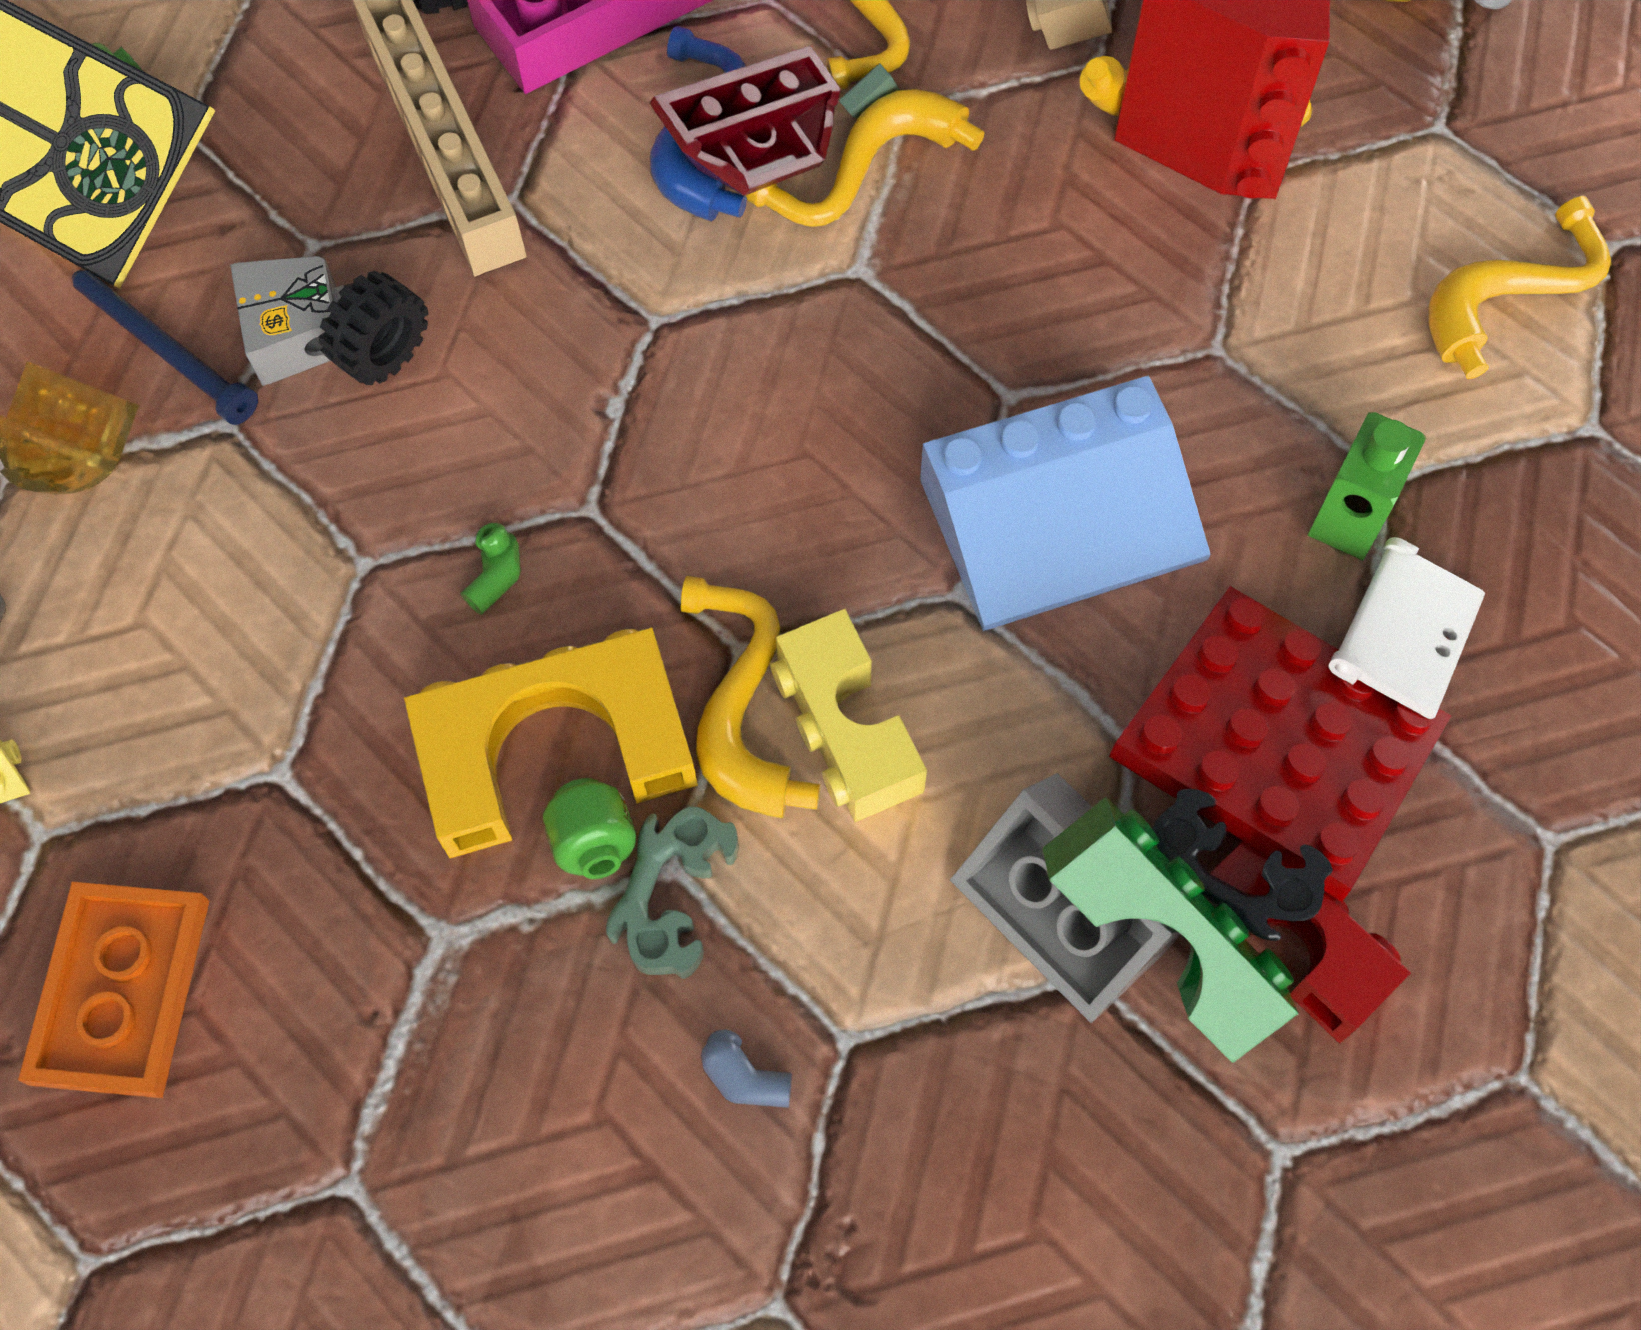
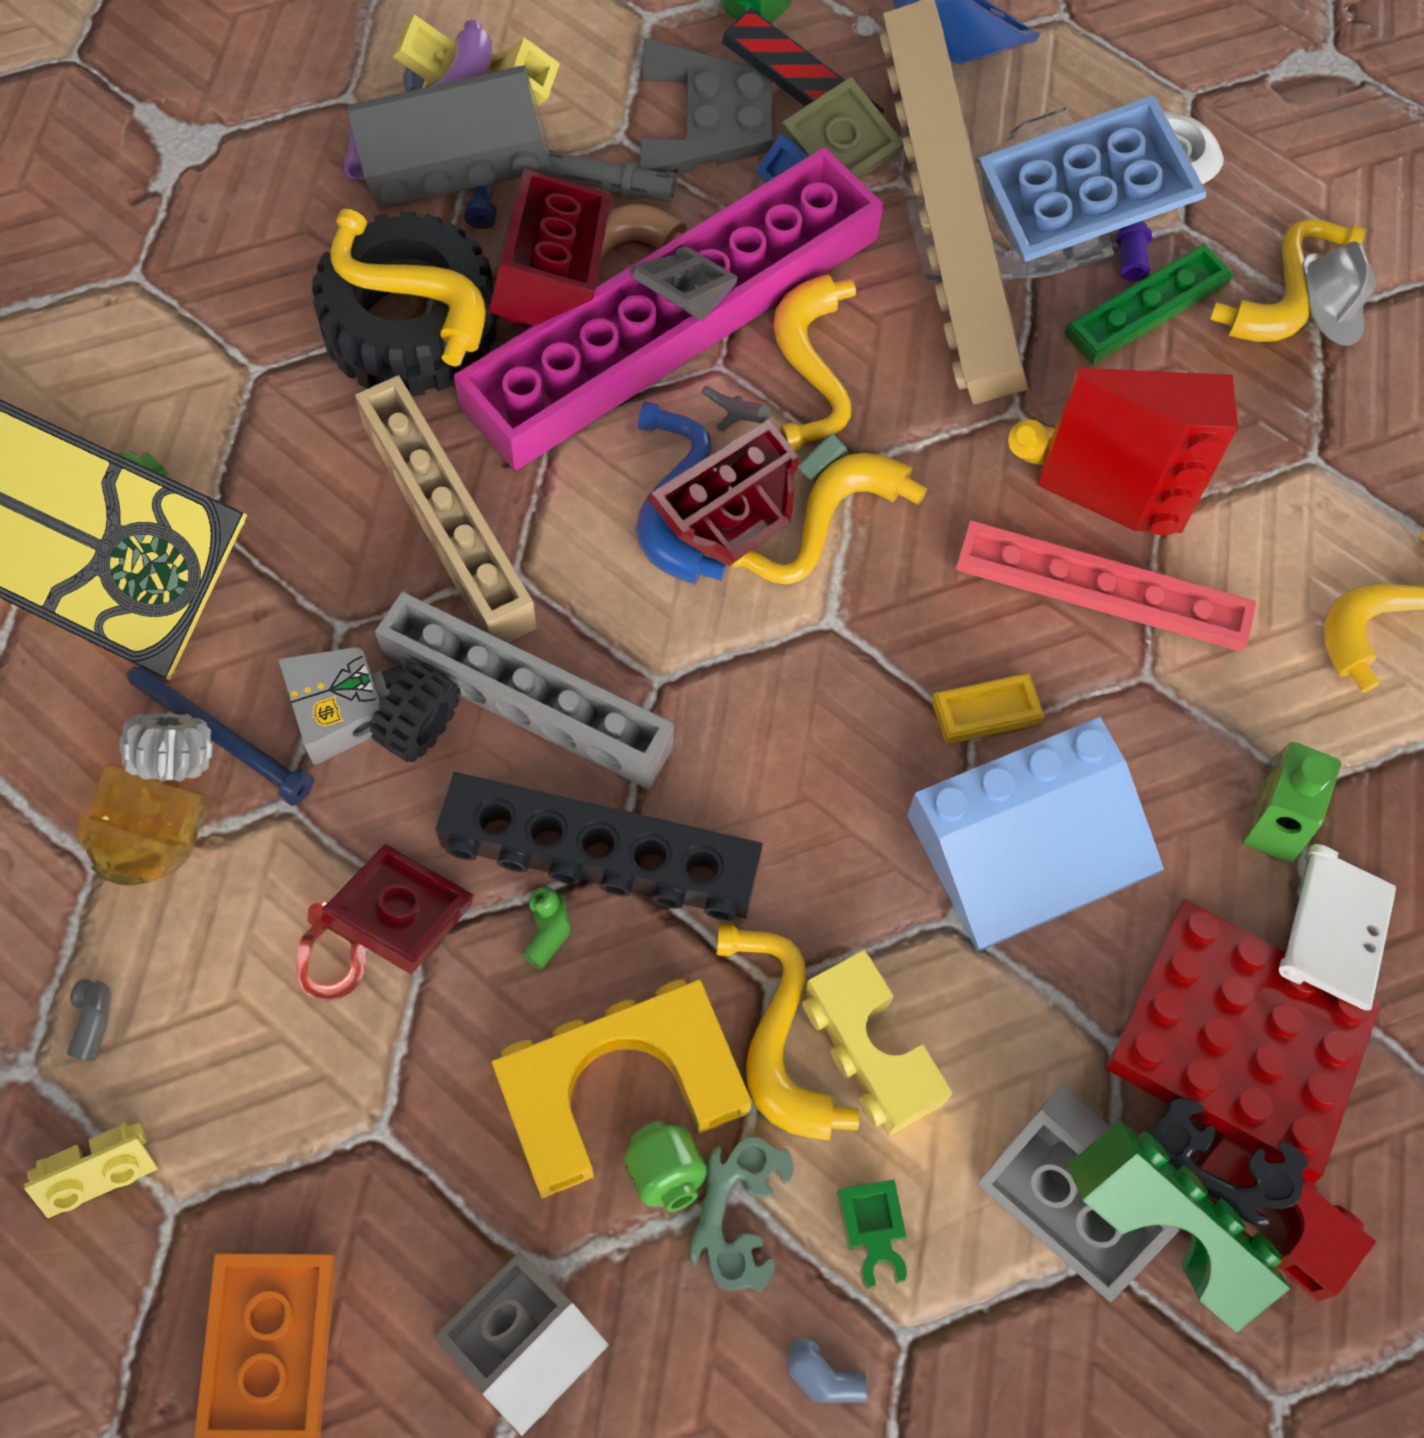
camera: 10 degrees left, 0 degrees up
(96, 347) = (166, 746): none -> light grey gear
(257, 542) = (358, 960): none -> clear red piece
(327, 534) = (397, 908): none -> dark red plate
(400, 1008) = (521, 1342): none -> light grey slope
(430, 429) = (477, 801): none -> black brick
(506, 315) = (528, 690): none -> light grey brick
(779, 38) = (737, 409): none -> dark grey bar
(821, 909) = (873, 1222): none -> green plate
(1026, 370) = (987, 708): none -> yellow tile
(1179, 246) = (1107, 586): none -> coral plate

